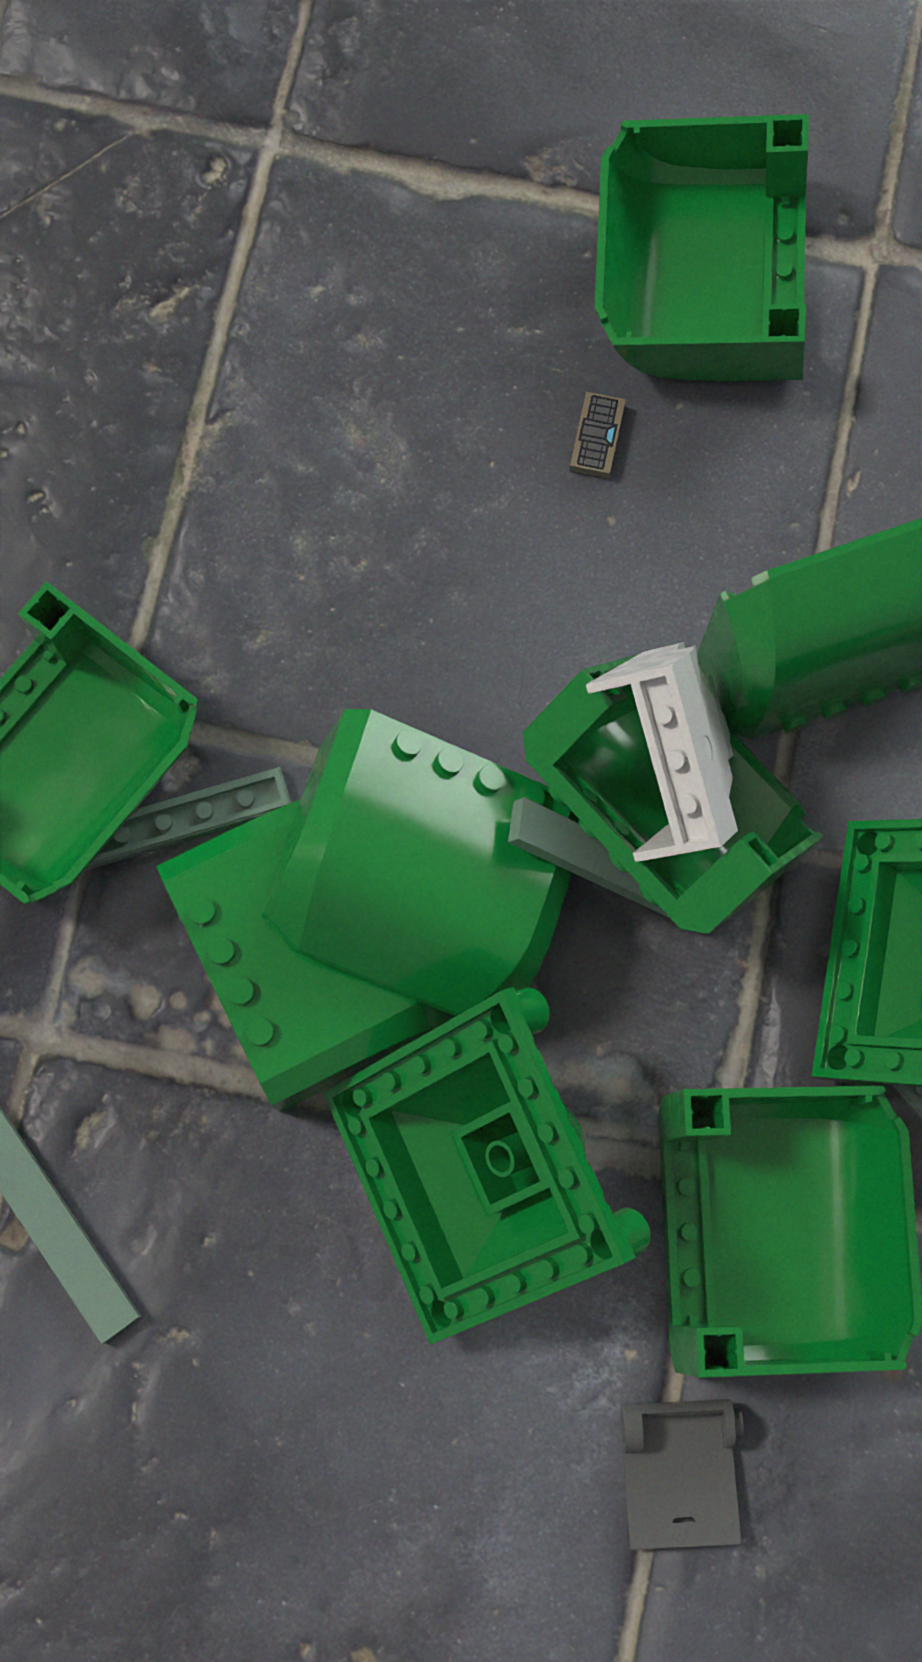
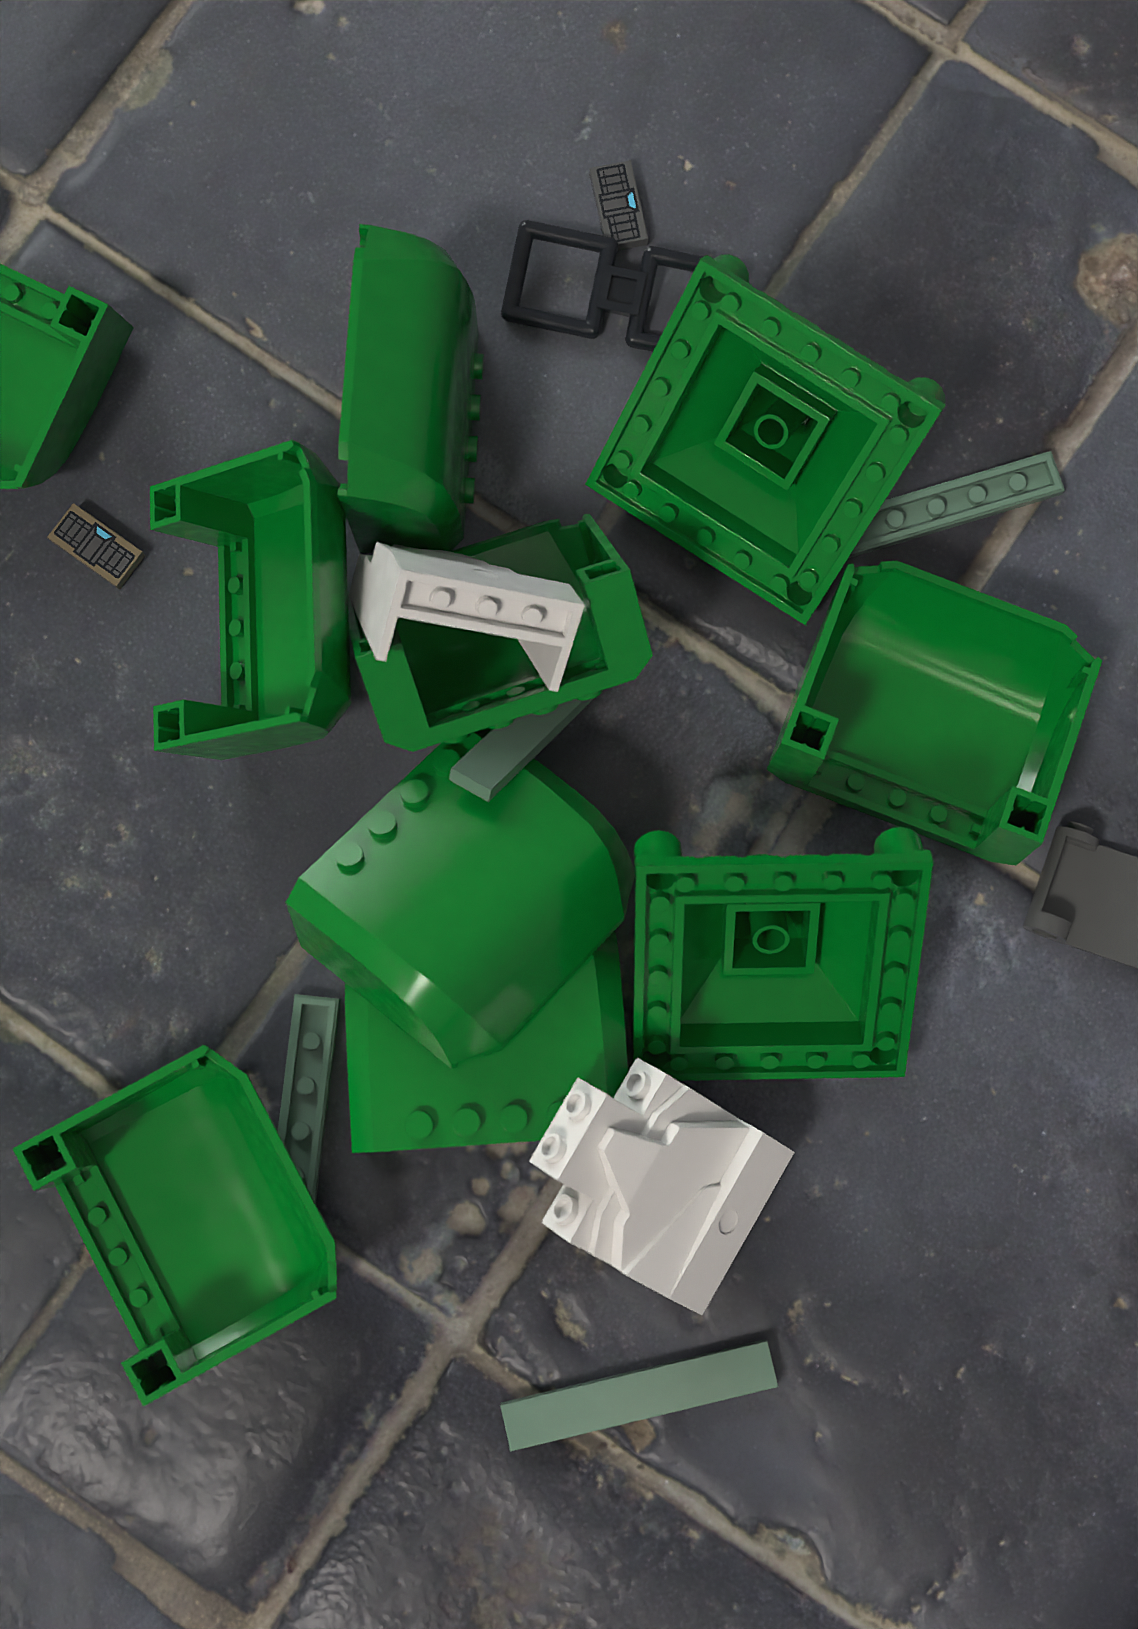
camera: 70 degrees left, 5 degrees up
(238, 1146) = (658, 1181): none -> white panel
(612, 599) = (278, 602): none -> green slope

